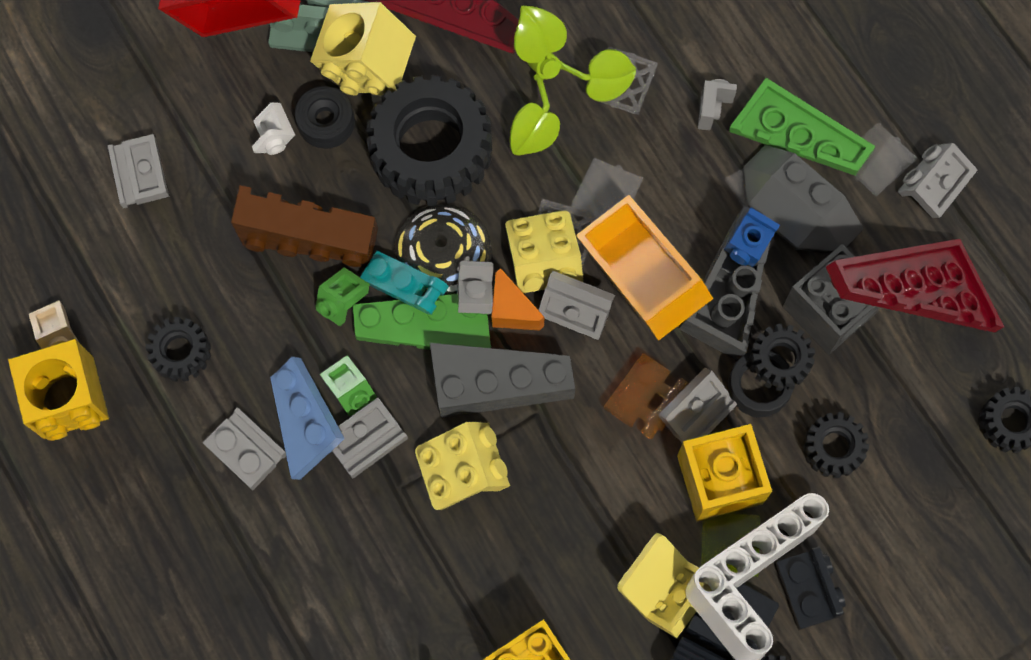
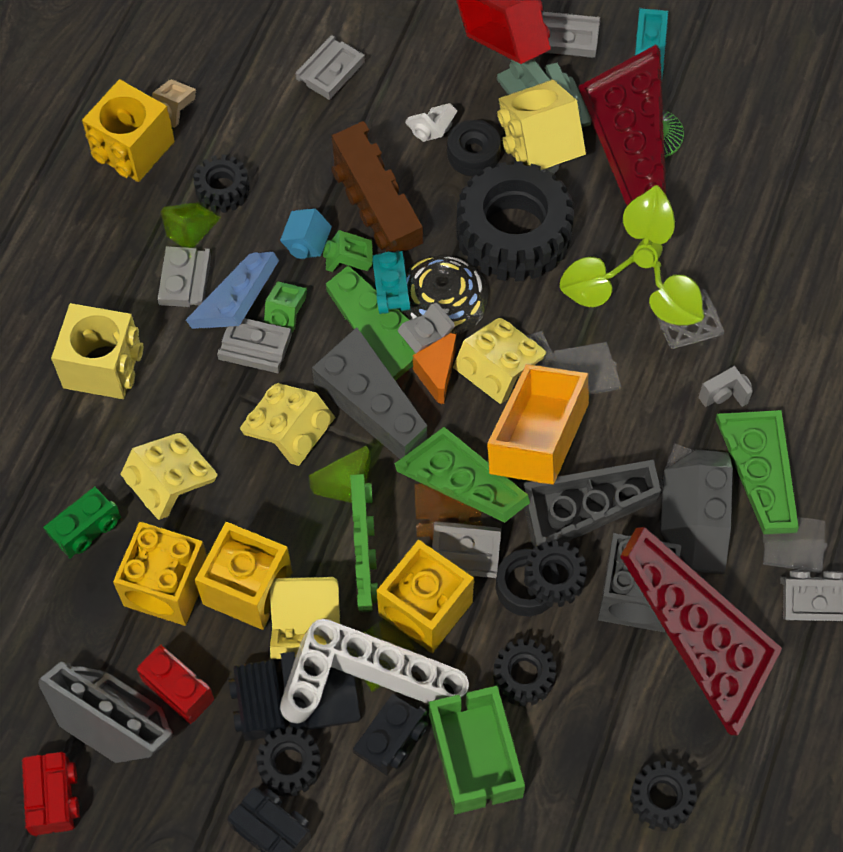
camera: 50 degrees right, 10 degrees down
(195, 406) = (187, 223): none -> clear neon green slope
(238, 569) = (86, 330): none -> light yellow brick
(295, 316) = (306, 233): none -> dark azure brick
(431, 600) = (164, 471): none -> light yellow bracket
(557, 457) = (335, 479): none -> clear neon green slope
(576, 305) = (474, 406): light grey plate -> none
(592, 605) = (240, 574): none -> yellow brick
(630, 362) = (461, 473): none -> bright green wing
(639, 490) = (365, 558): none -> bright green wing
(759, 228) = (619, 488): blue brick -> none
(880, 532) = (476, 750): none -> bright green piece

